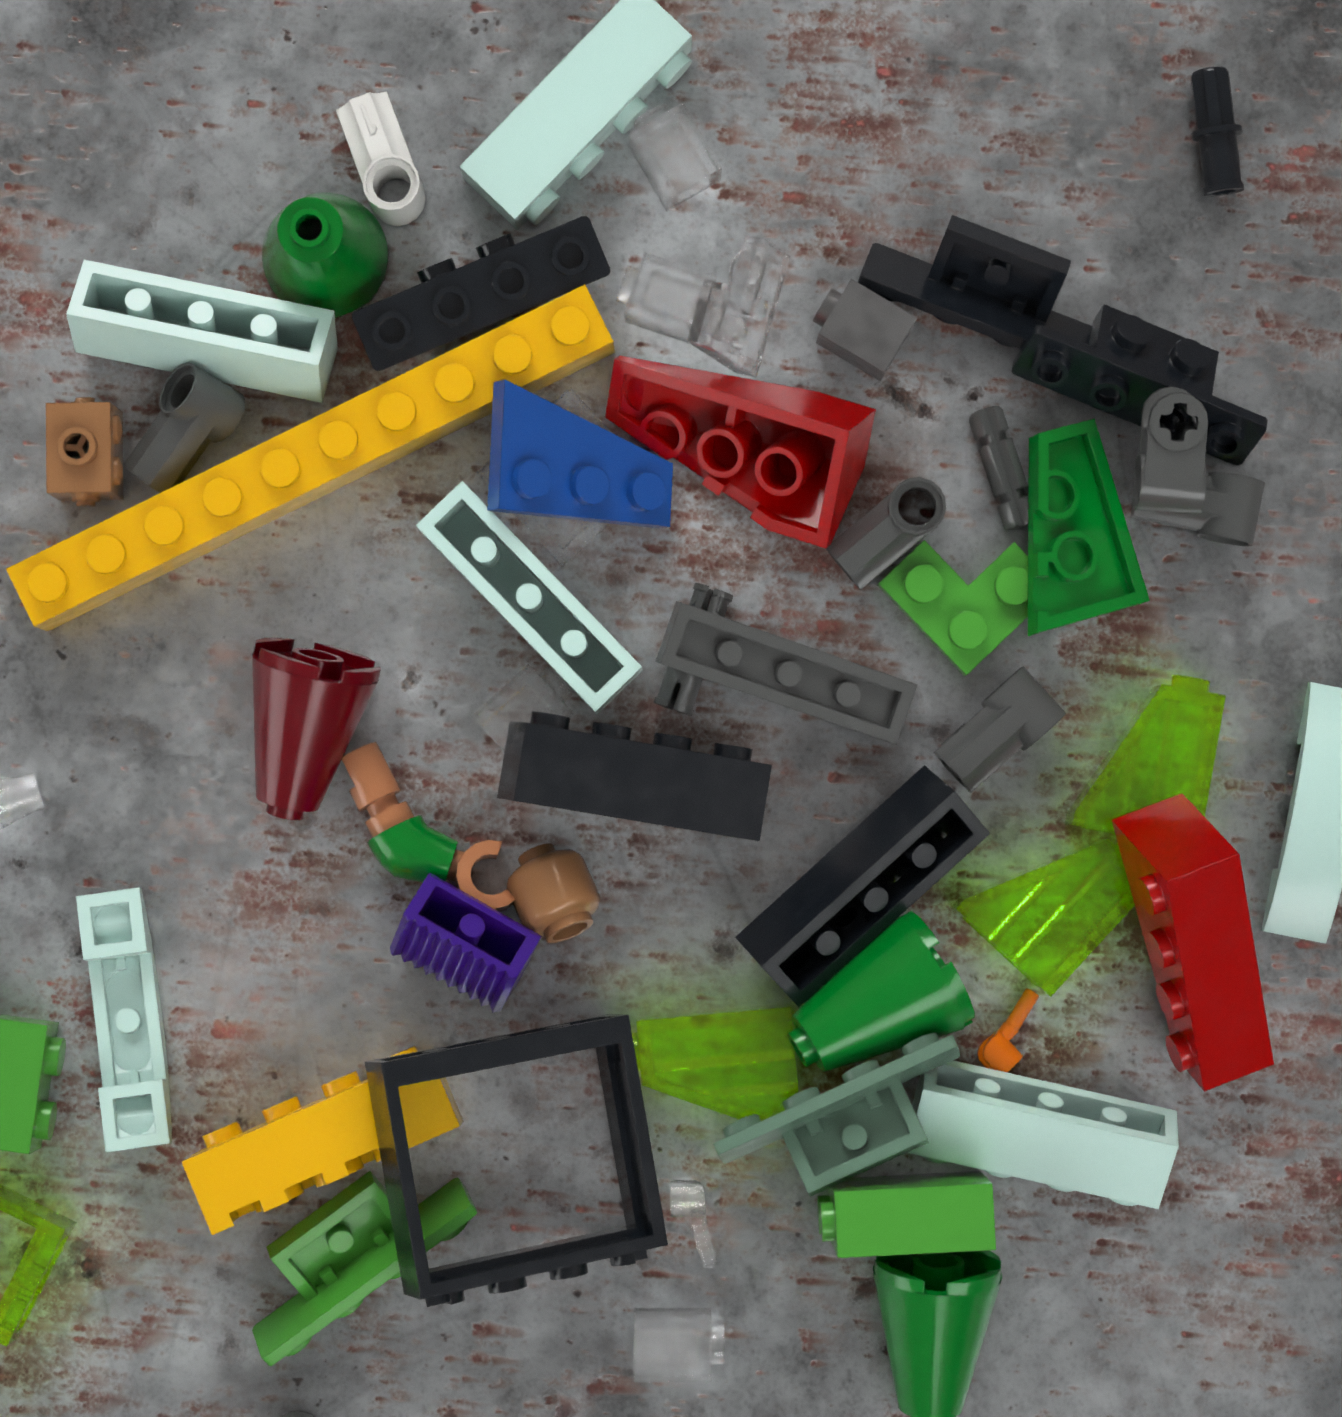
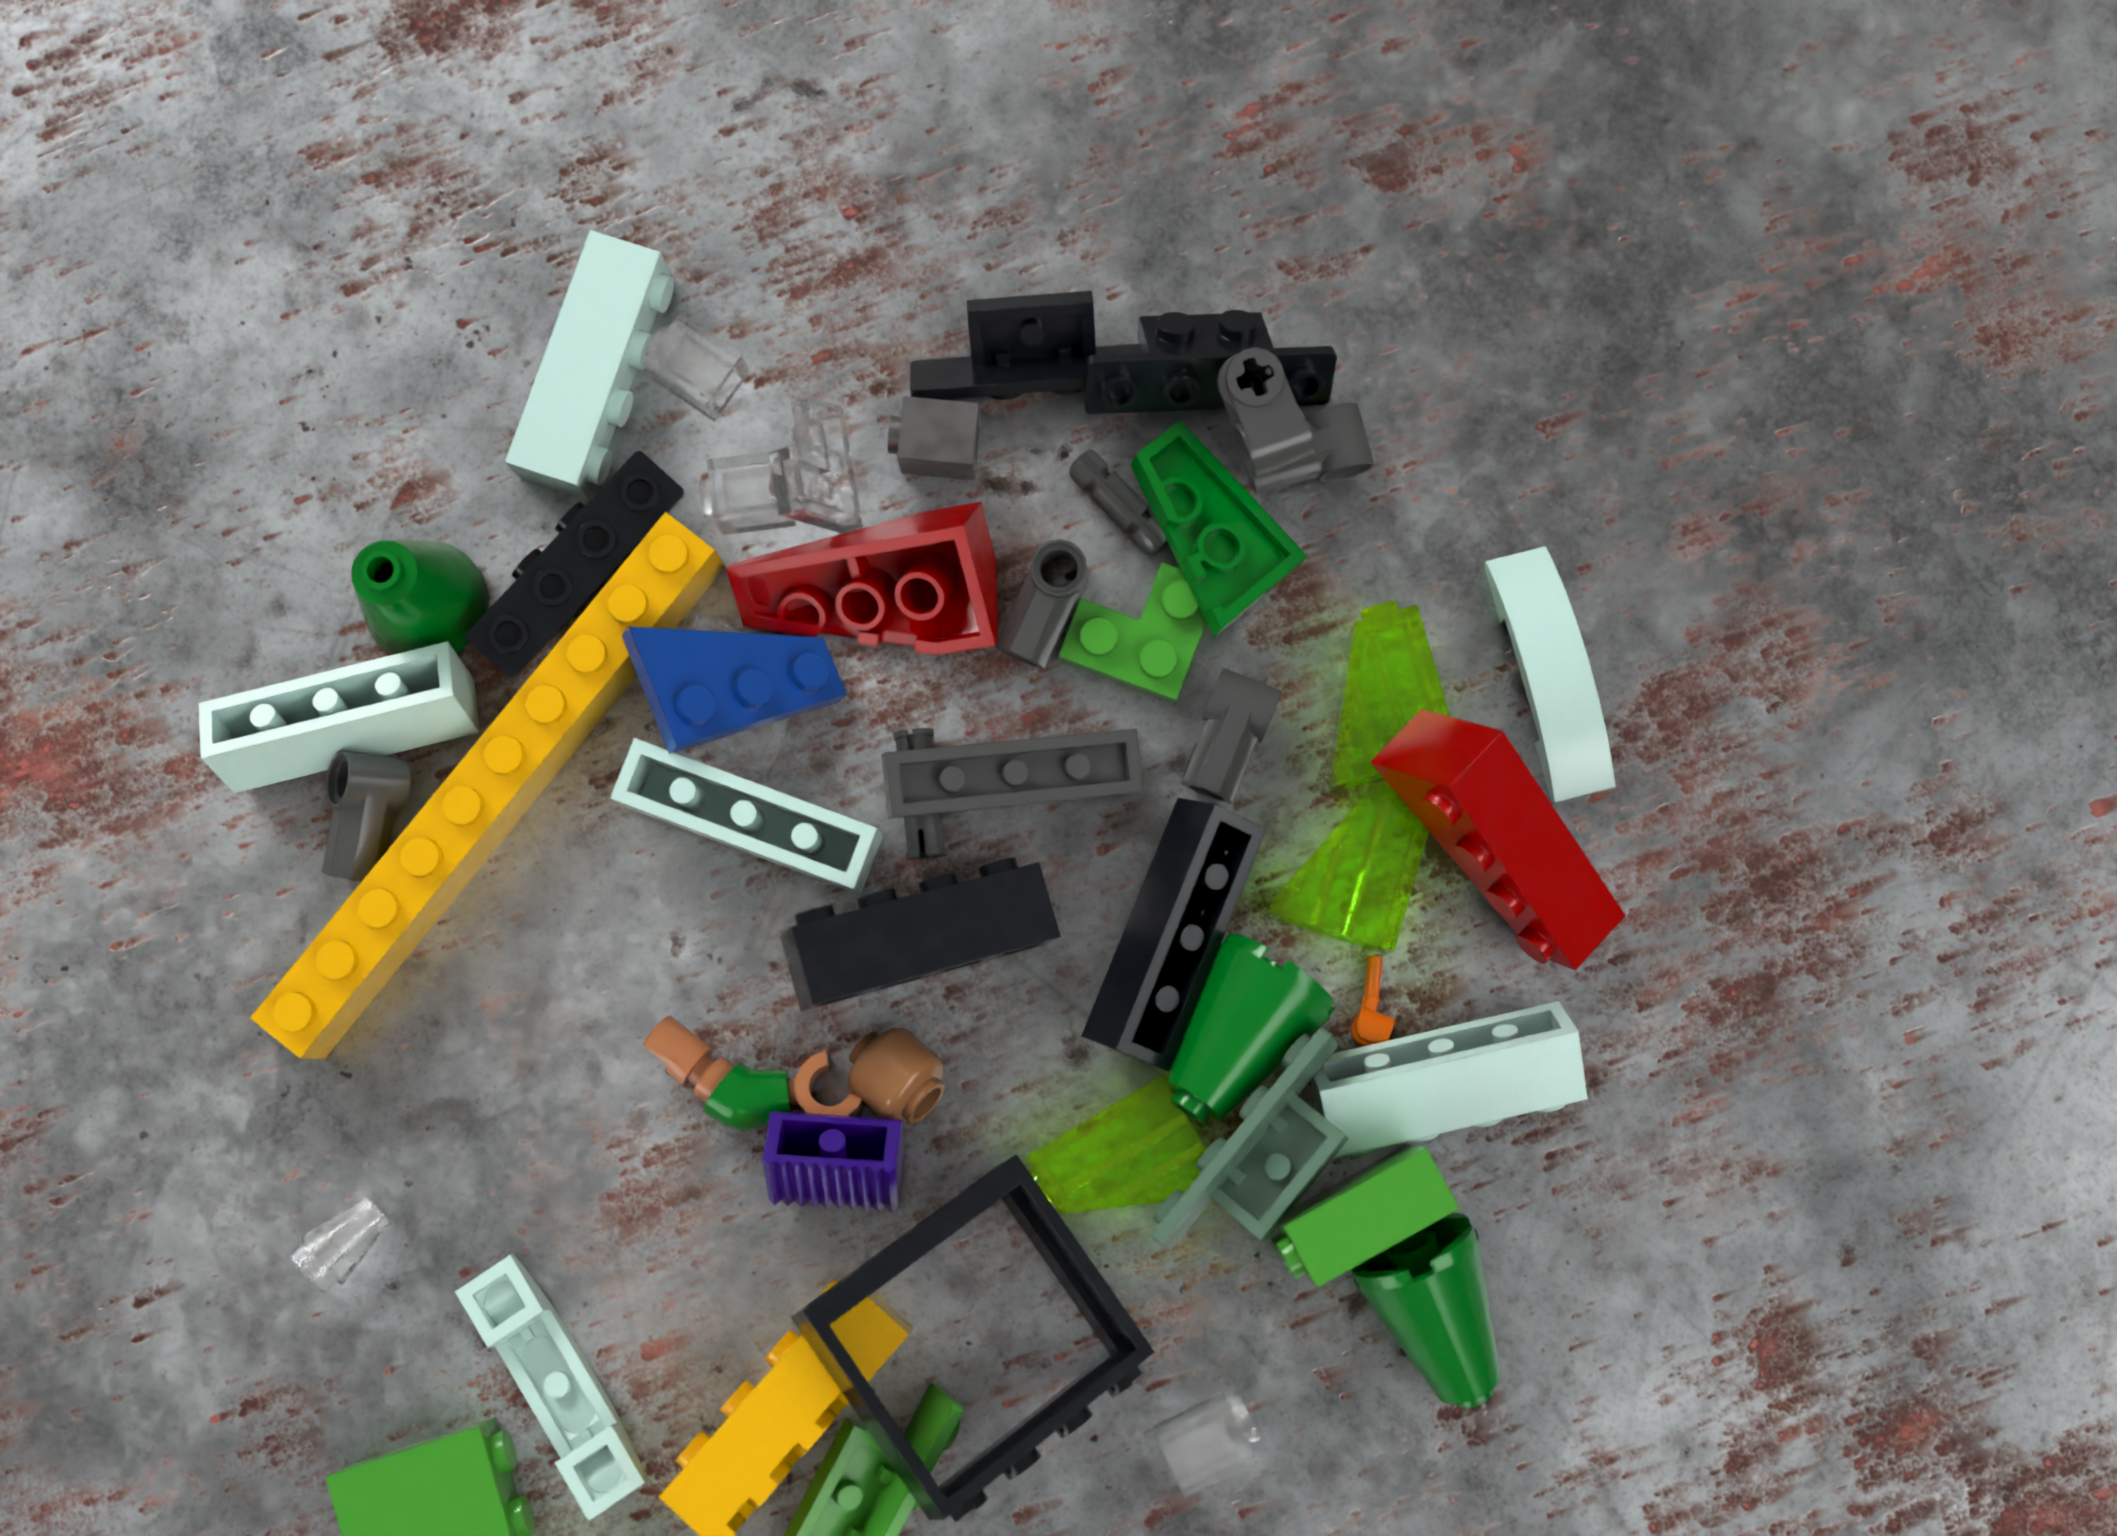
camera: 20 degrees left, 5 degrees down
(98, 471) = (280, 878): medium nougat head -> none
(304, 719) = (592, 1027): dark red cone -> none
(381, 156) = (435, 490): white piece -> none
(688, 1200) = (1154, 1301): clear hand -> none
(1216, 131) = (1166, 126): black axle -> none

